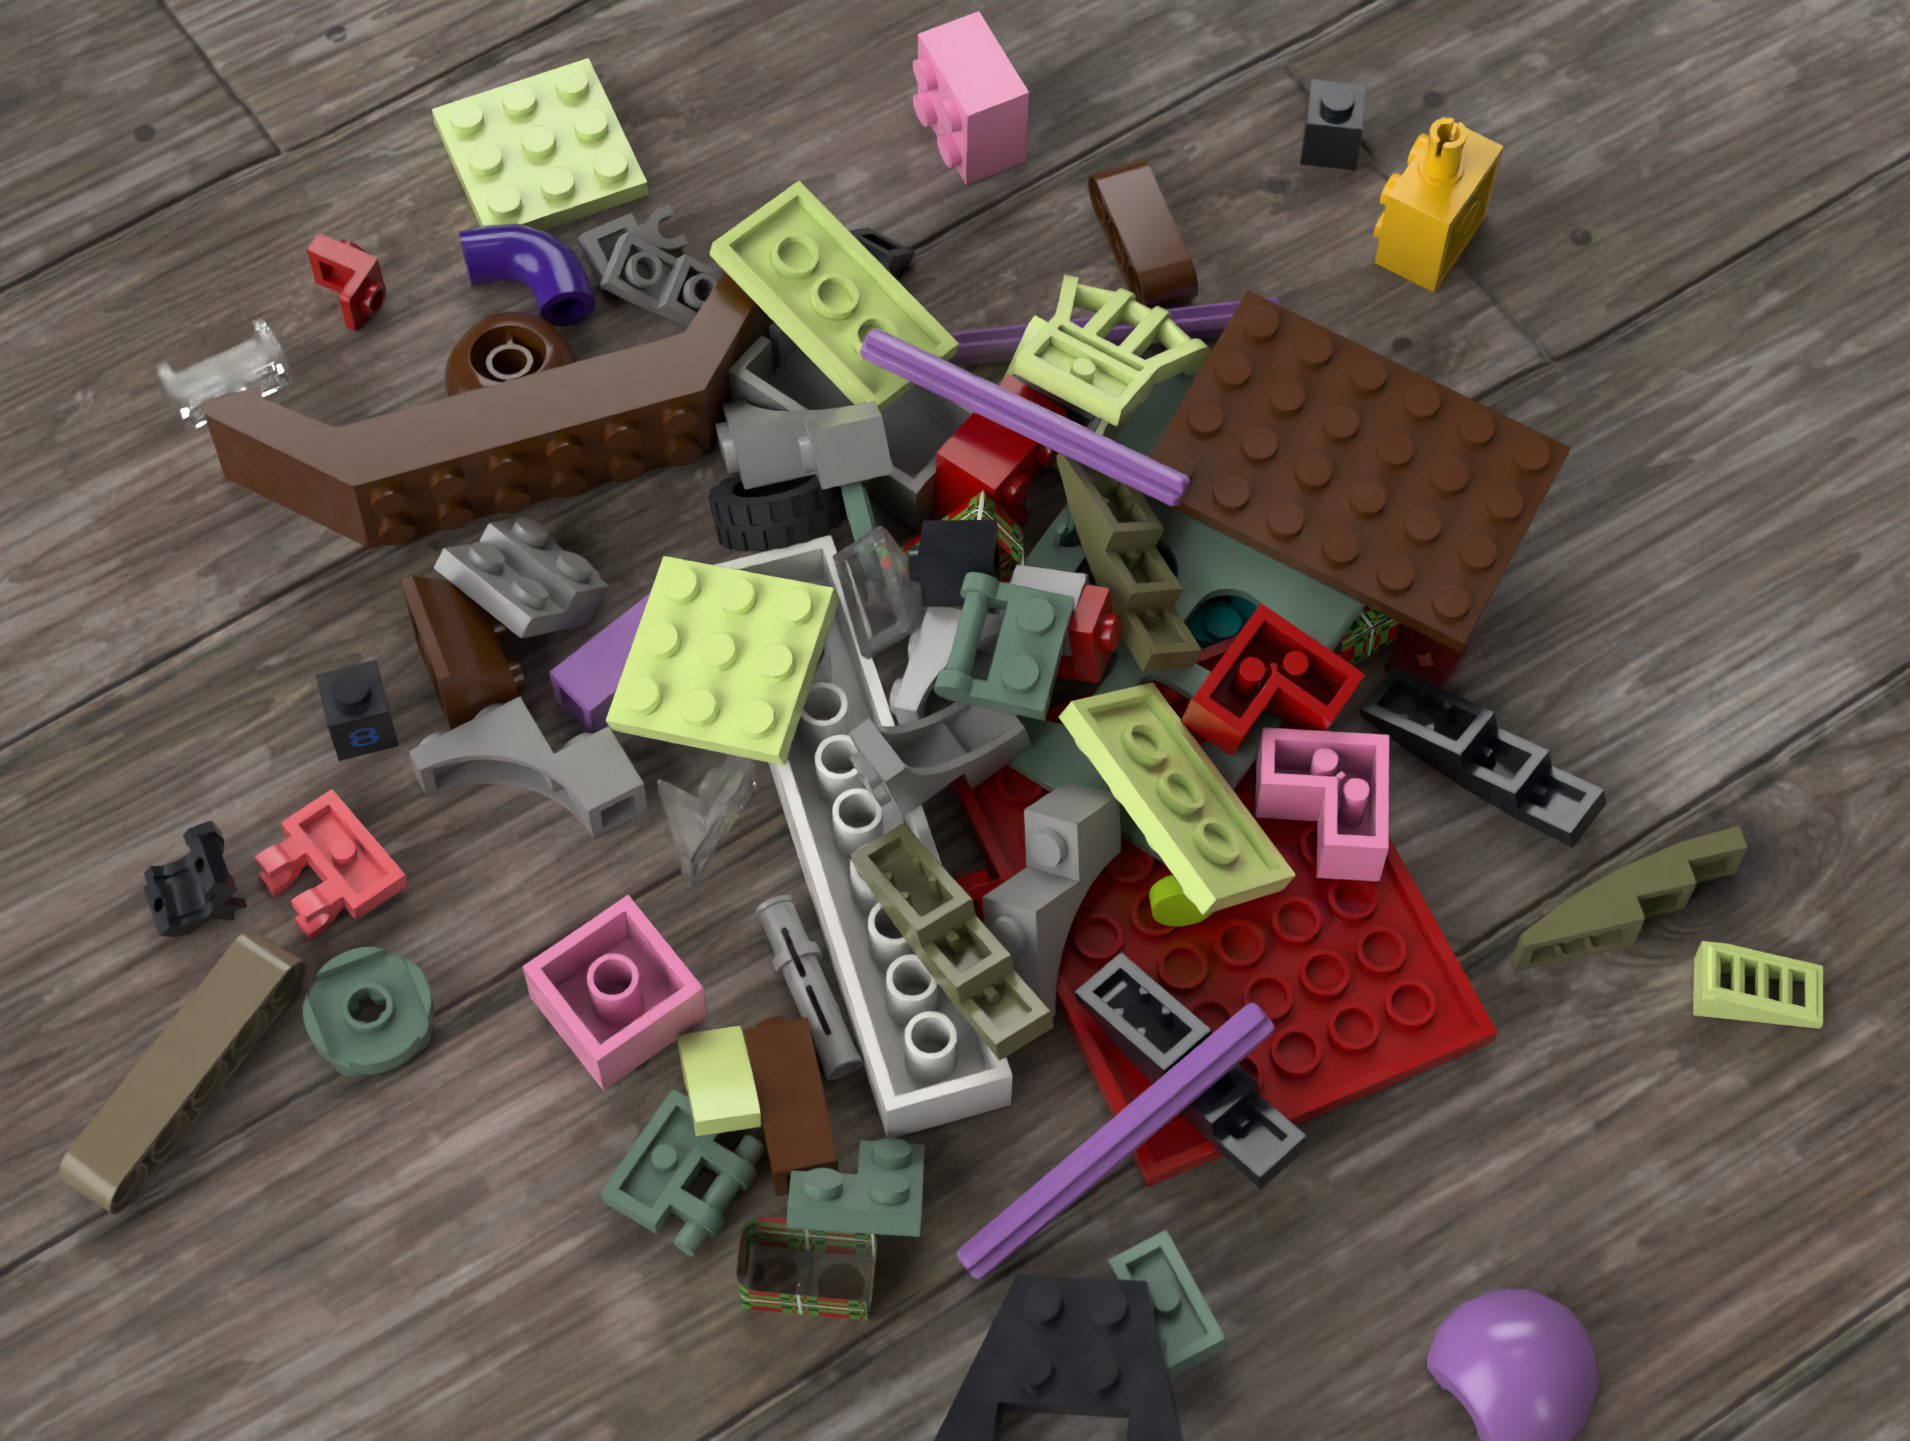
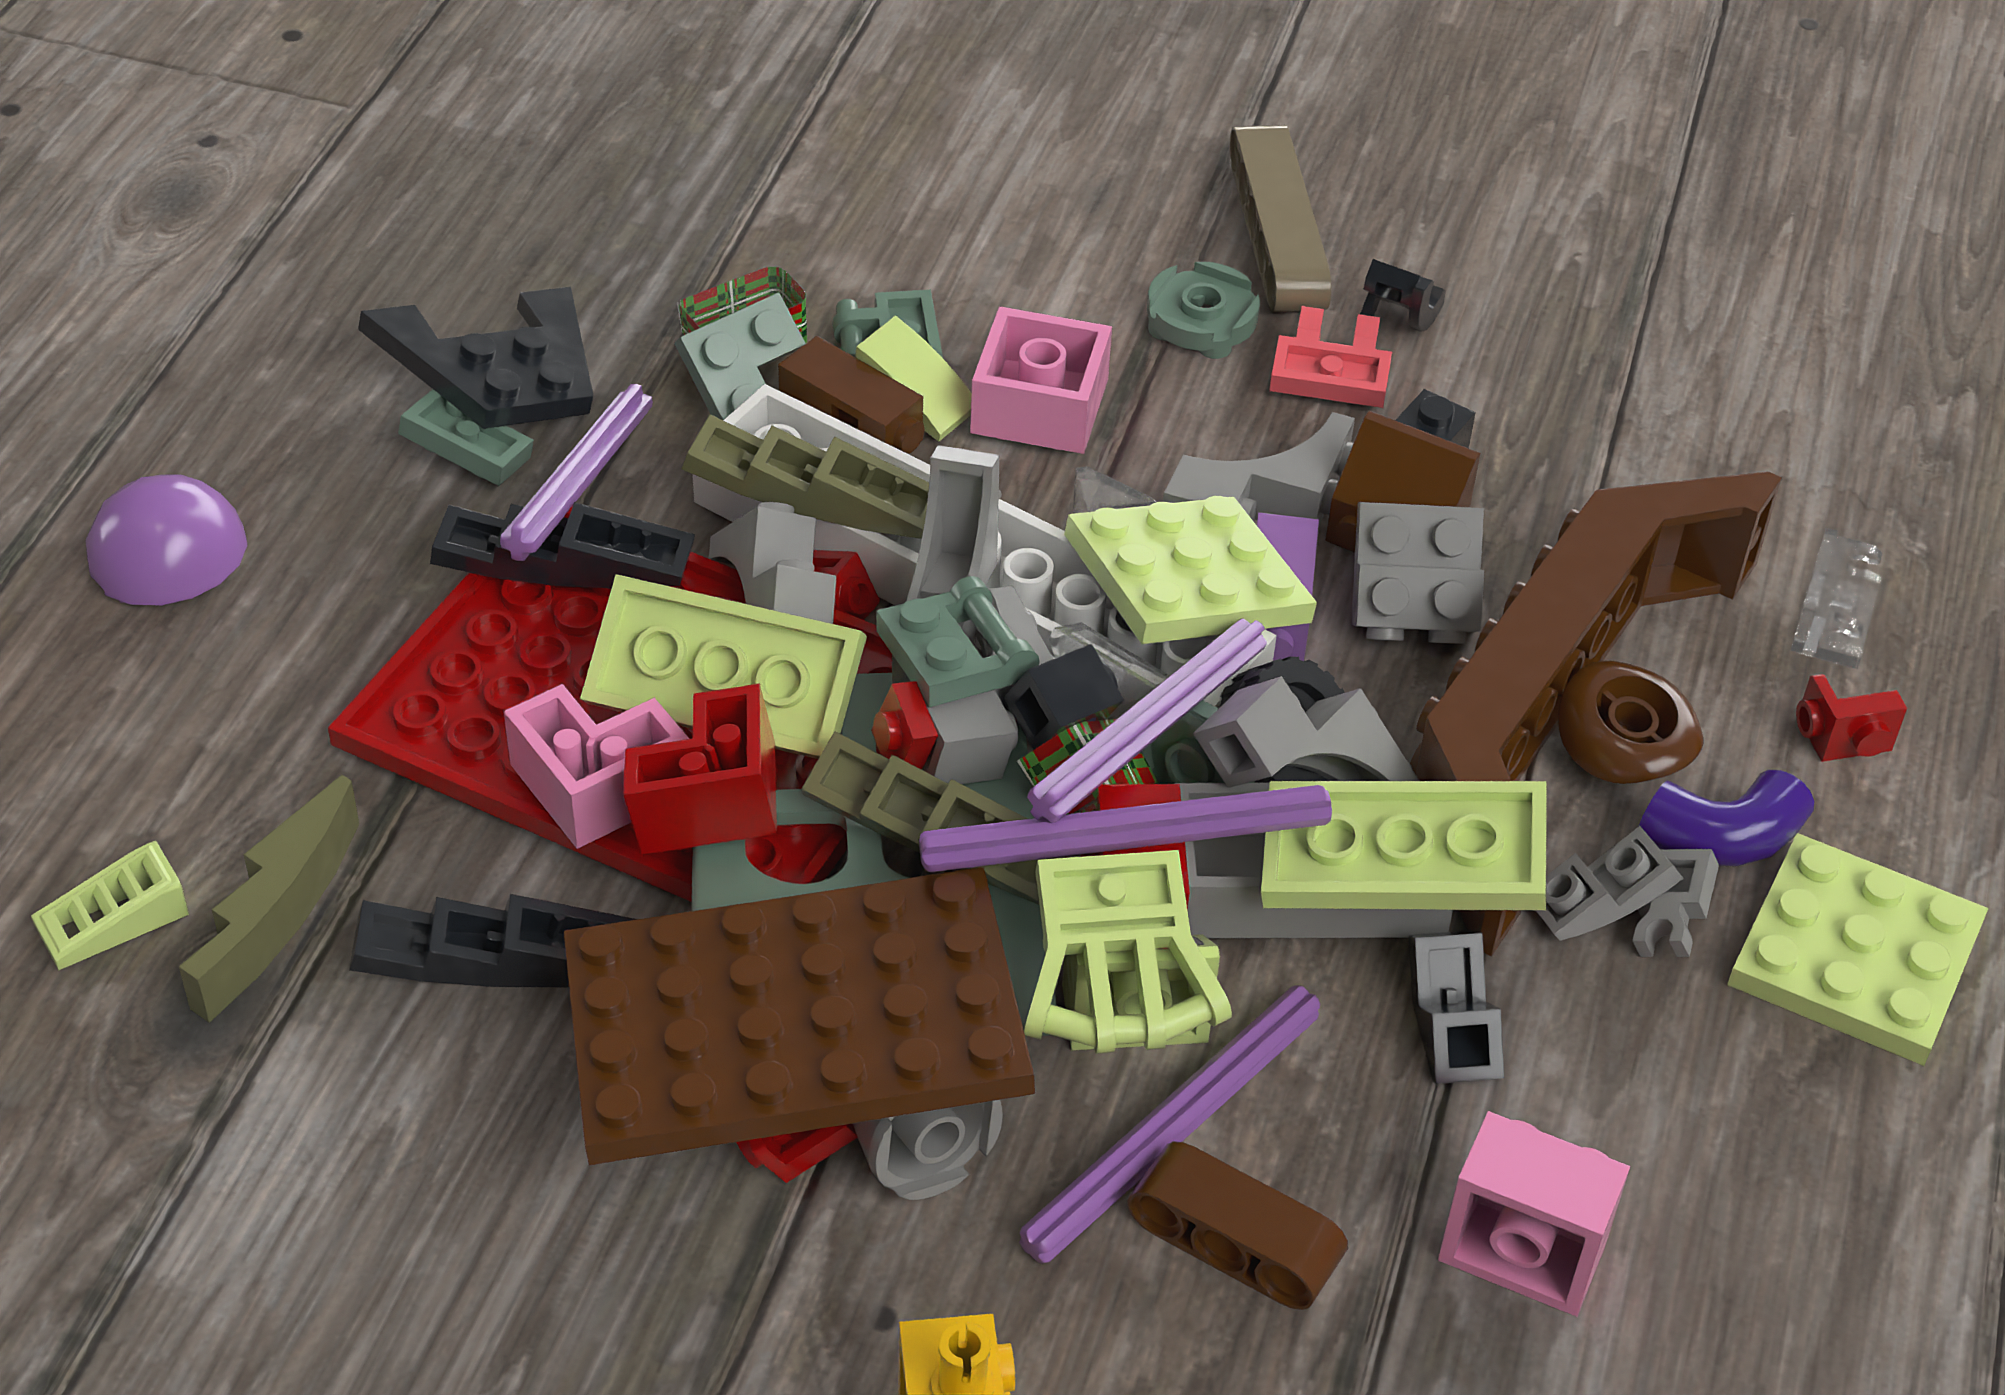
camera: 140 degrees right, 15 degrees down
(915, 496) = (1145, 721): none -> axle

